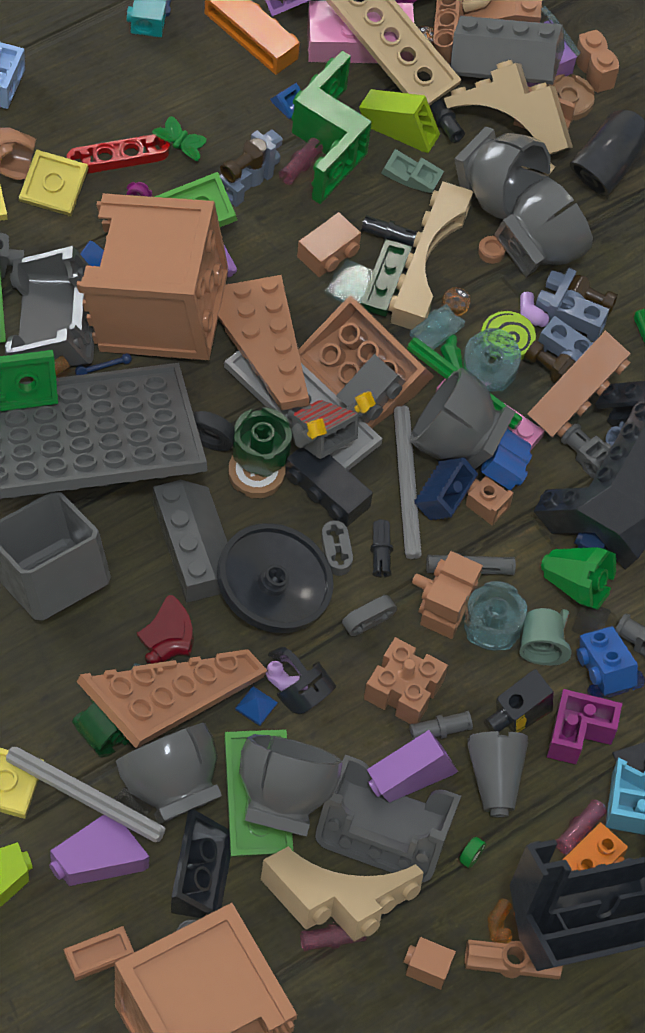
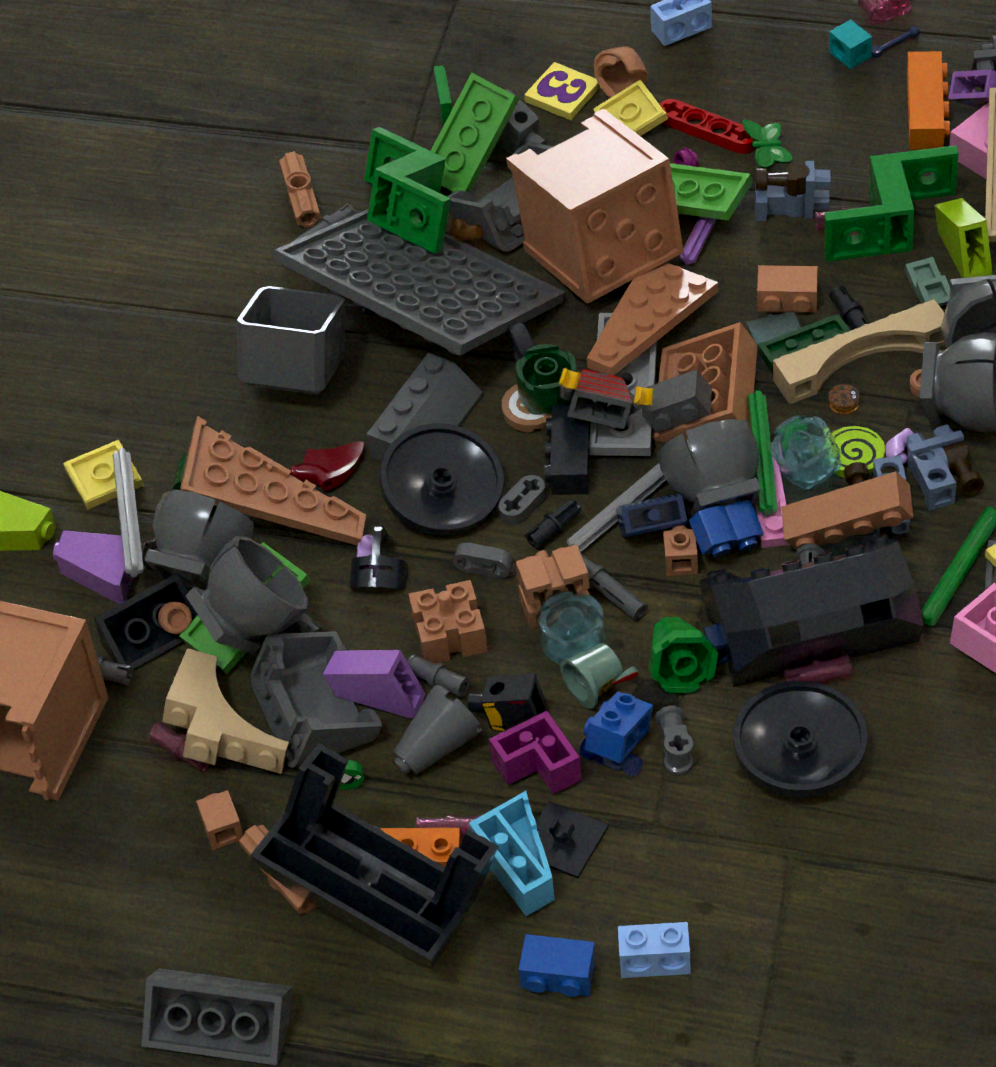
camera: 60 degrees right, 10 degrees down
(125, 359) = (534, 266): dark blue hinge -> none
(217, 844) = (174, 617): none -> nougat tile
(256, 706) = (328, 560): blue slope -> none
(437, 327) = (794, 401): clear light blue hips -> none

